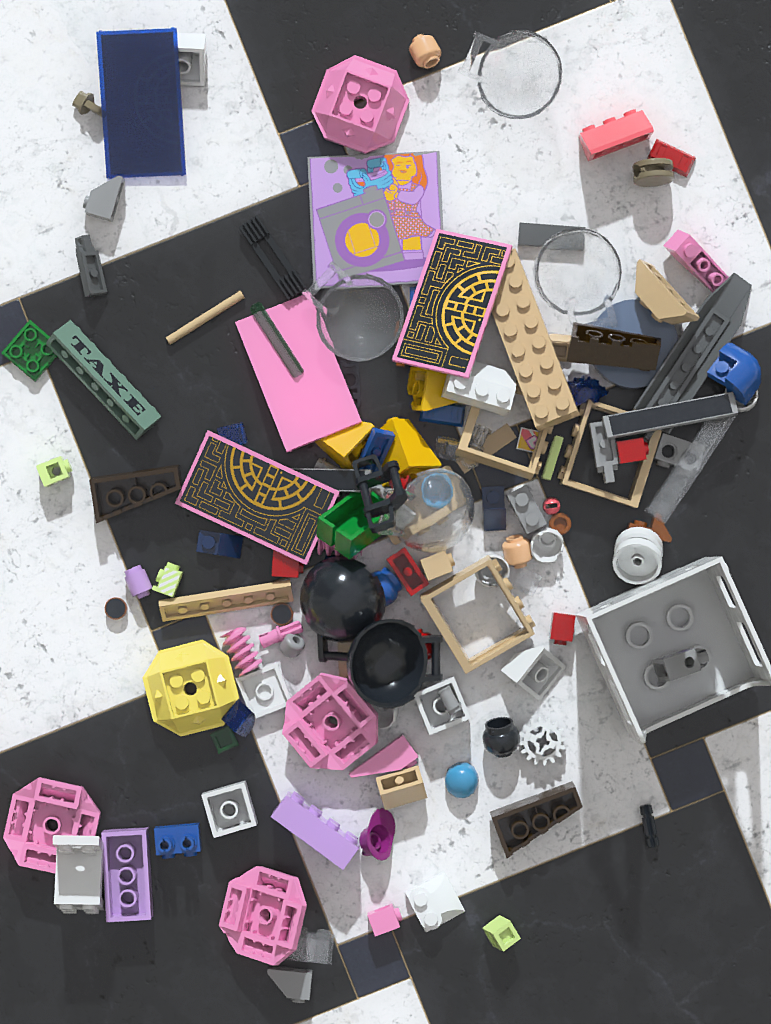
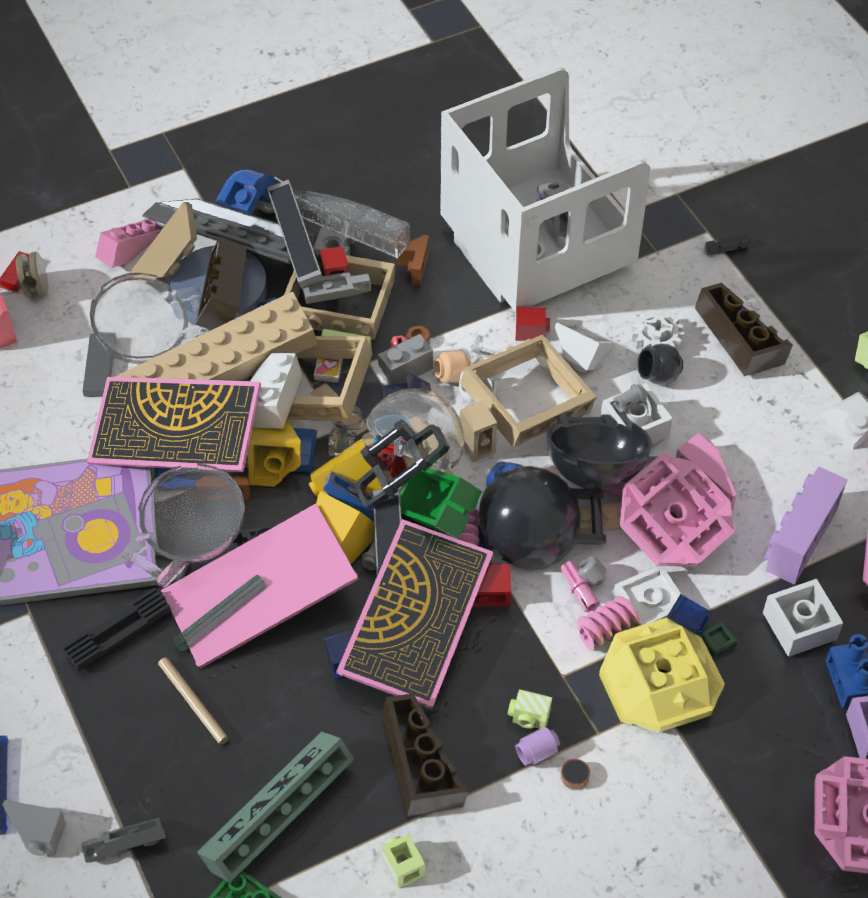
camera: 95 degrees left, 35 degrees down
(219, 544) = (478, 663): dark blue slope -> none
(226, 600) = (548, 647): tan plate -> none
(281, 614) = (555, 589): black tile -> none
(379, 835) = (796, 472): magenta piece -> none
(401, 787) = (737, 449): tan brick -> none
(407, 571) = (480, 459): red brick -> none
(461, 780) = (715, 402): dark azure hair -> none
(546, 545) = (442, 339): white hair -> none
(638, 555) = (445, 257): white wheel -> none

